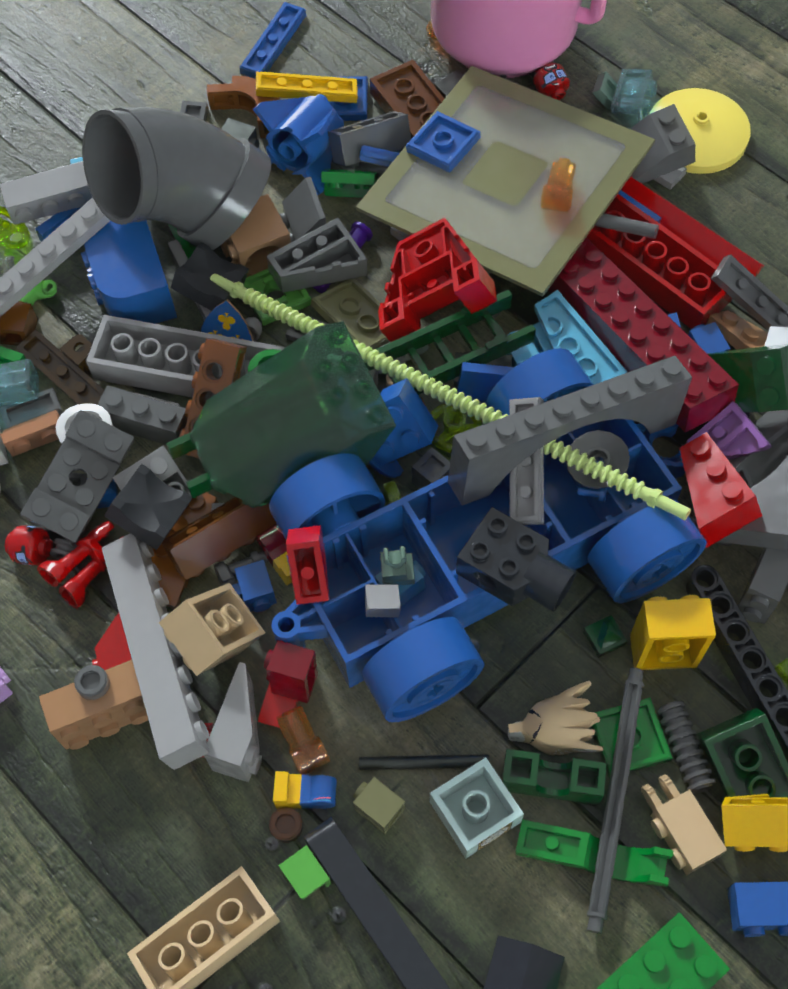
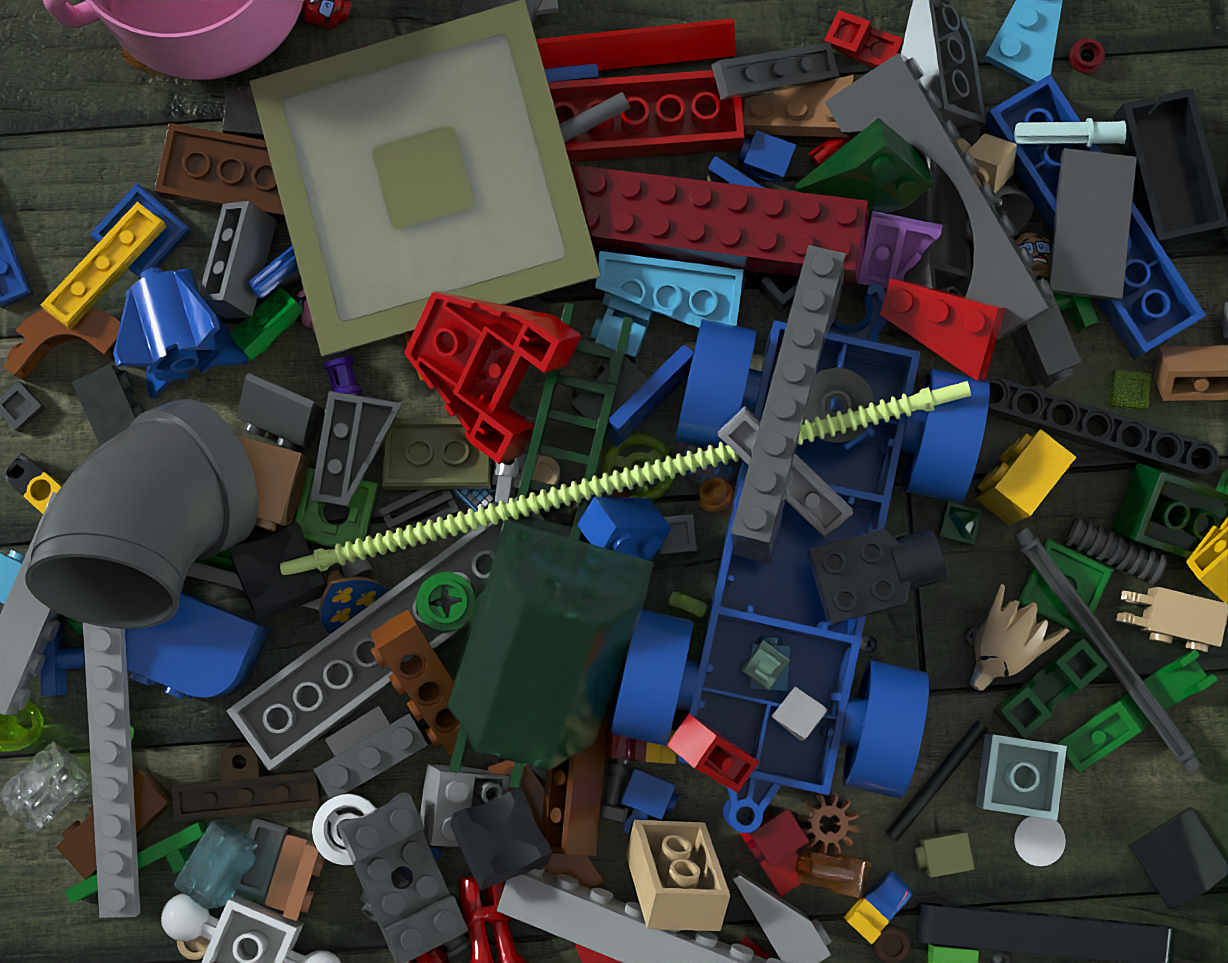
camera: 45 degrees left, 20 degrees up
(321, 706) = (828, 810): none -> nougat gear
(443, 141) = (325, 201): blue tile -> none
(445, 869) = (1039, 841): none -> white sticker
(558, 191) = (503, 155): clear orange piece -> none

